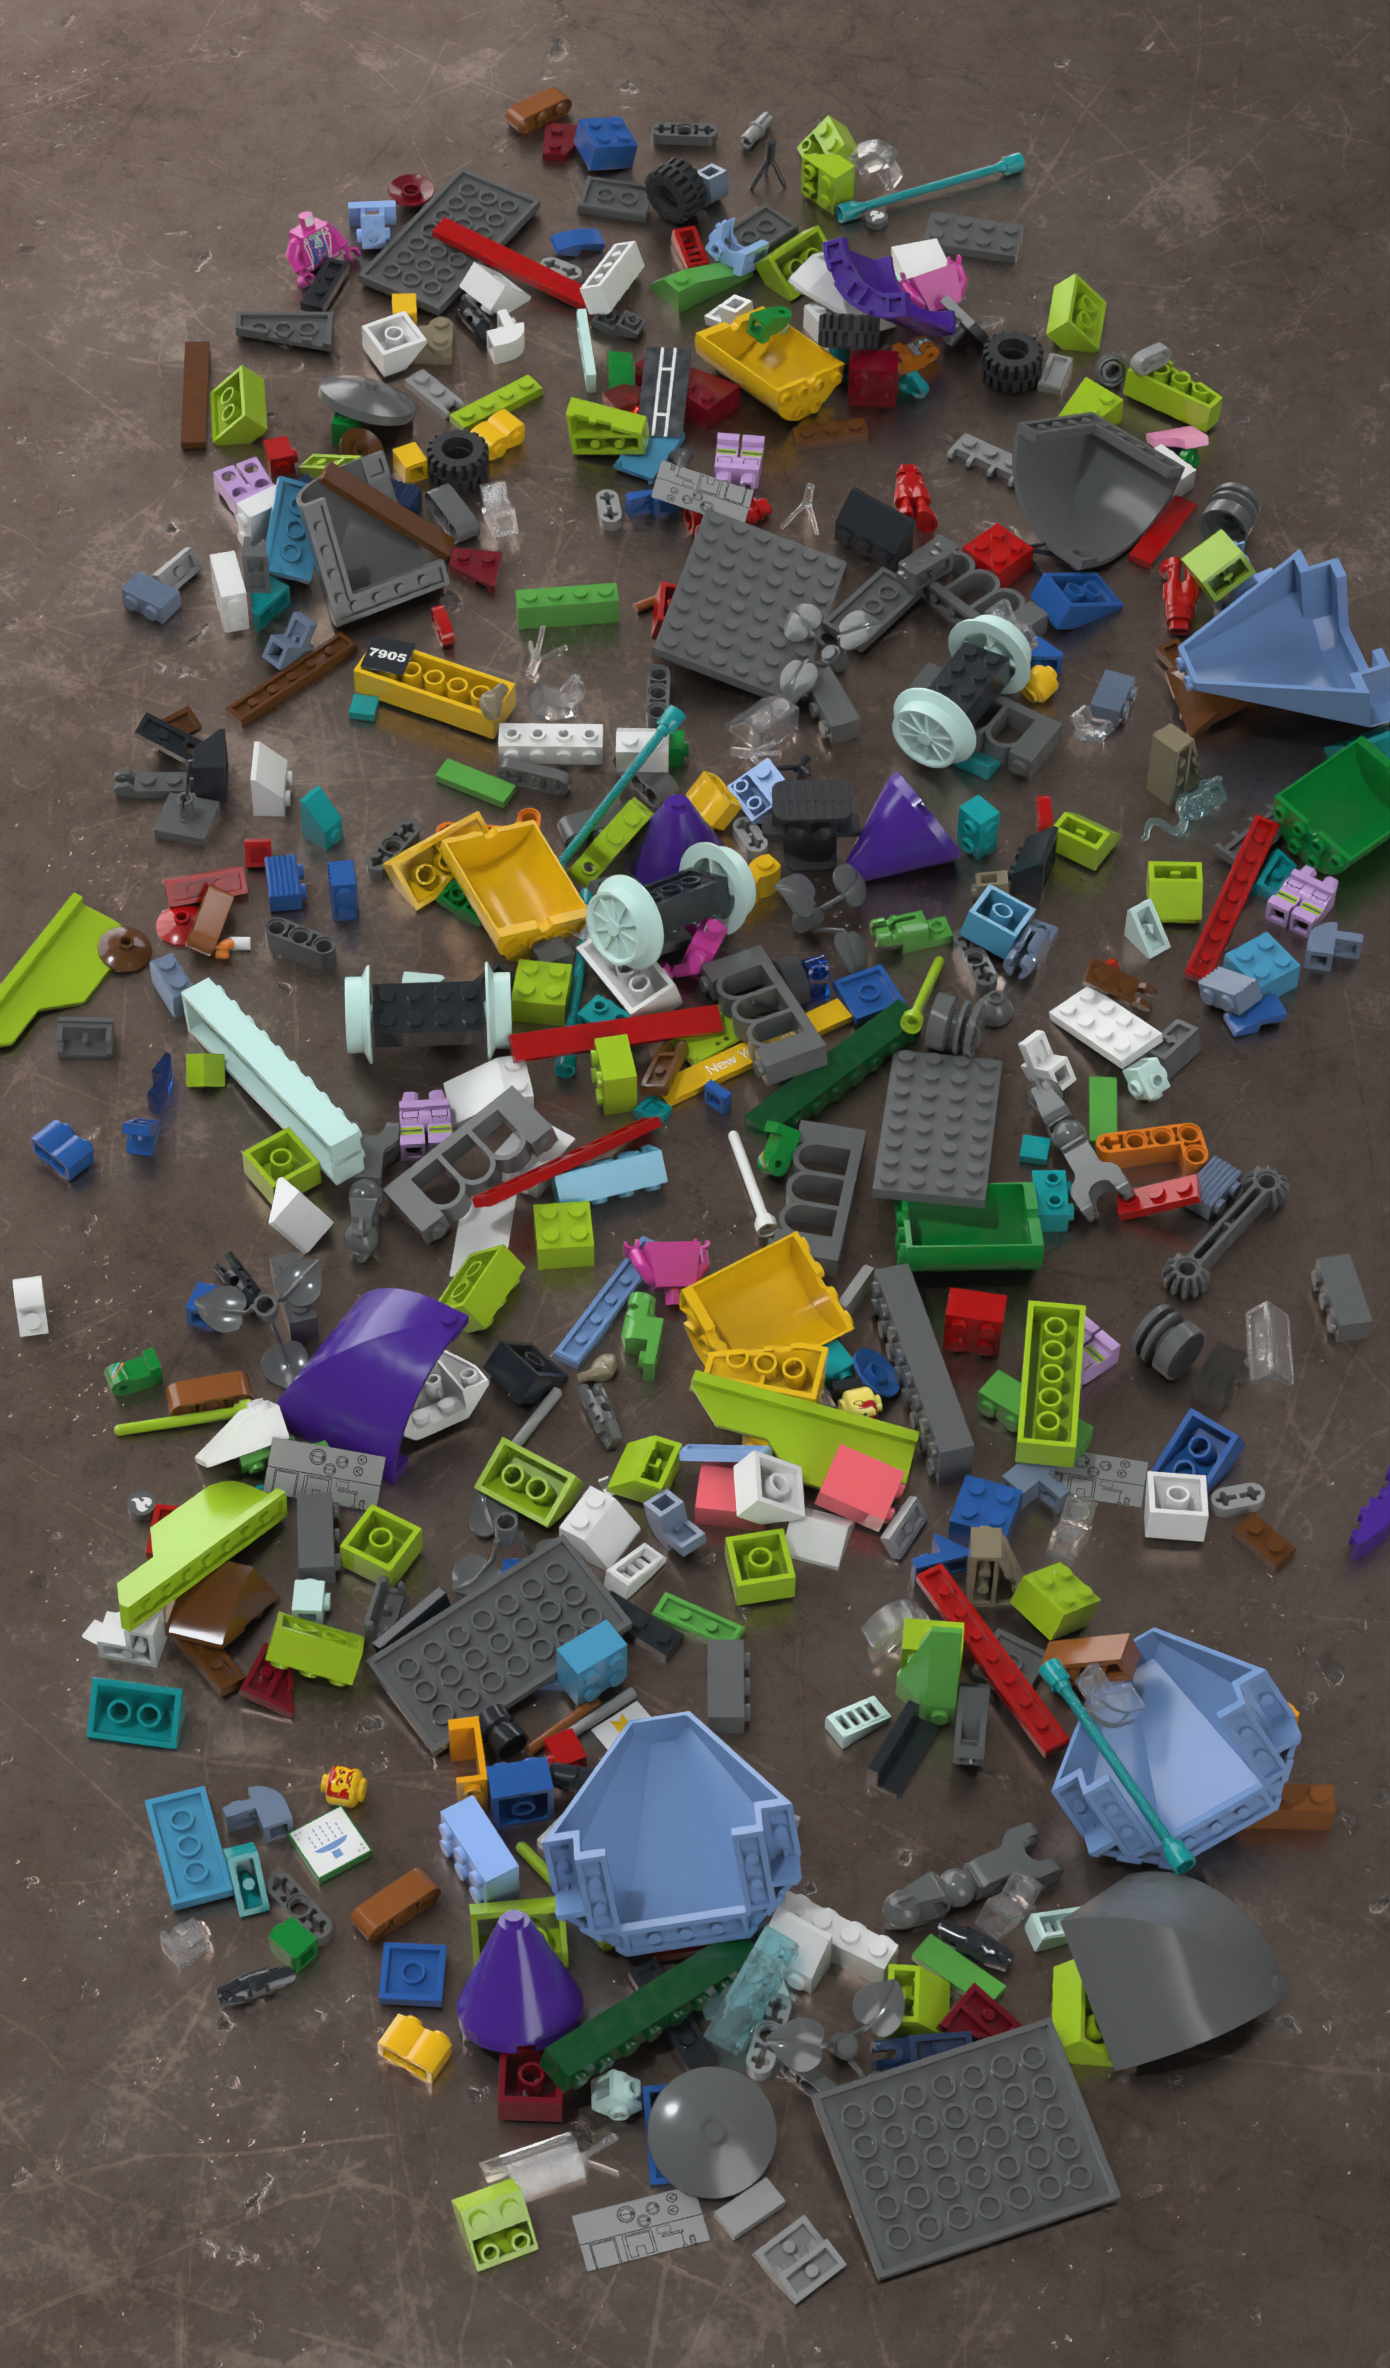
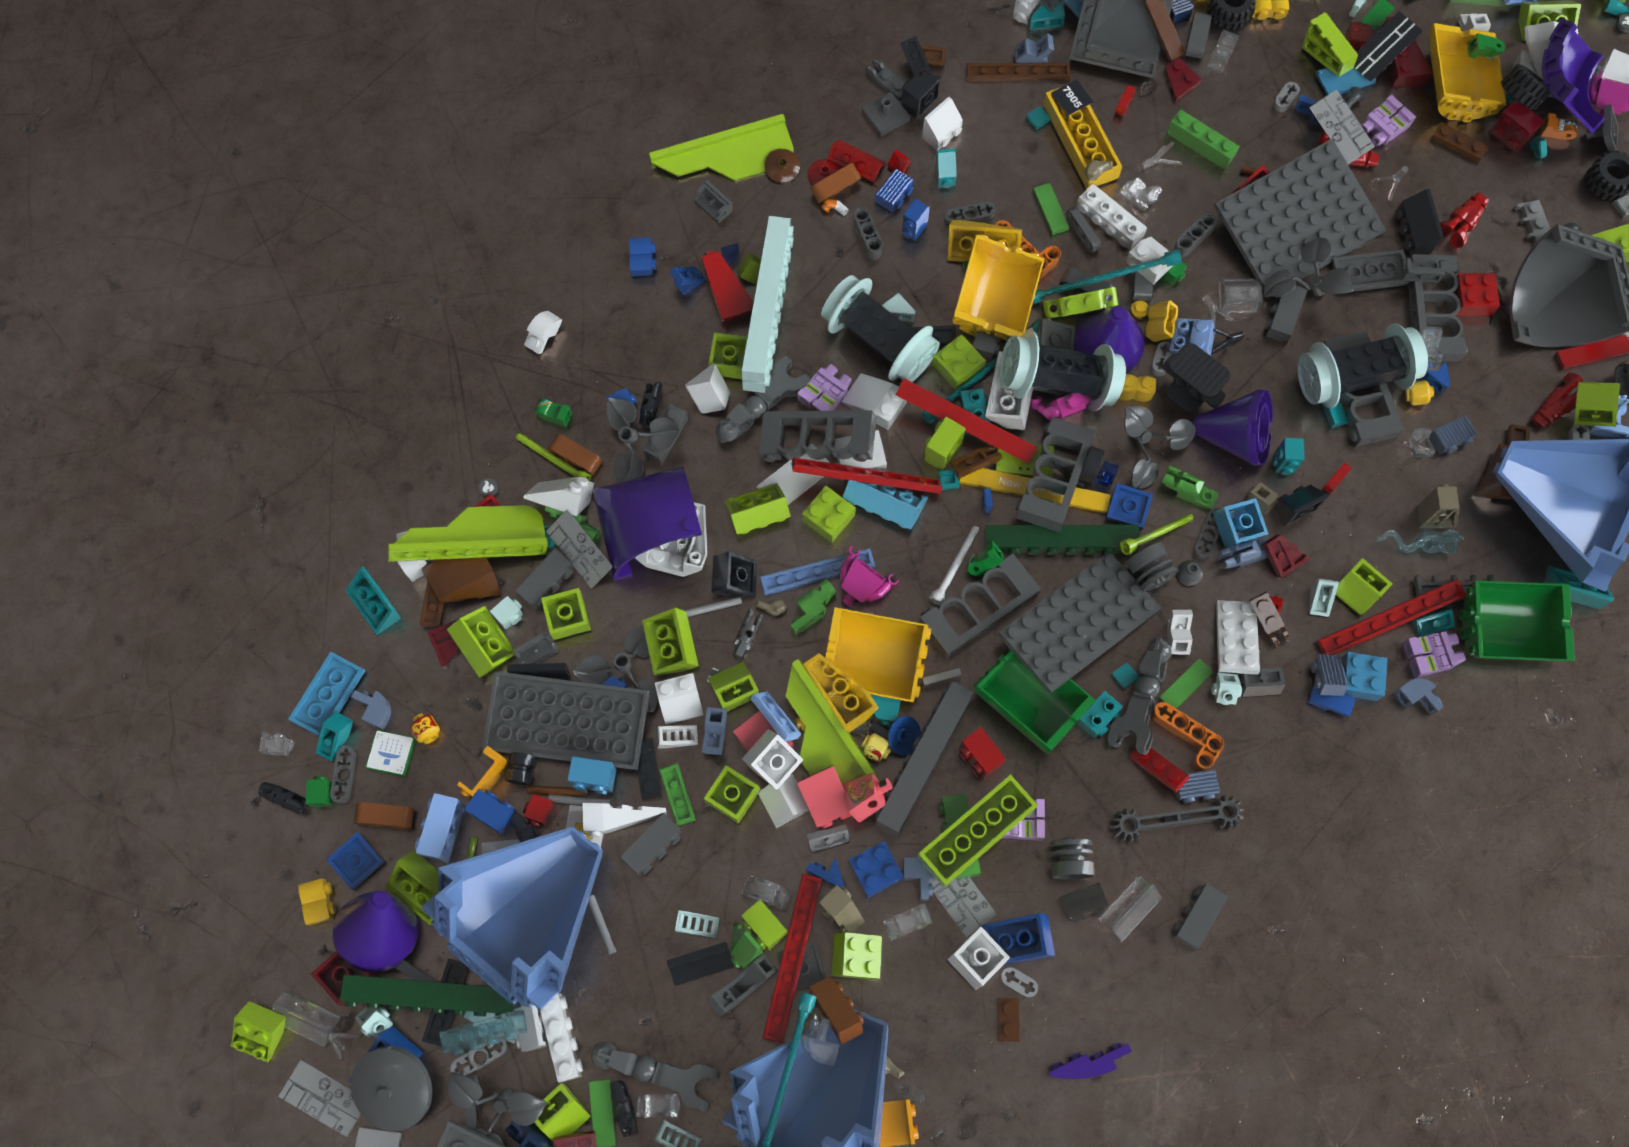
camera: 45 degrees right, 20 degrees up
(169, 982) = (783, 202): sand blue brick -> none
(201, 1104) = (727, 291): none -> red slope
(657, 1689) = (603, 818): none -> white wedge
(904, 1441) = (866, 795): none -> coral torso
(1069, 921) = (1283, 555): none -> dark red wing
(1074, 598) = (1495, 355): blue slope -> none
(1084, 840) = (1345, 510): lime slope -> none

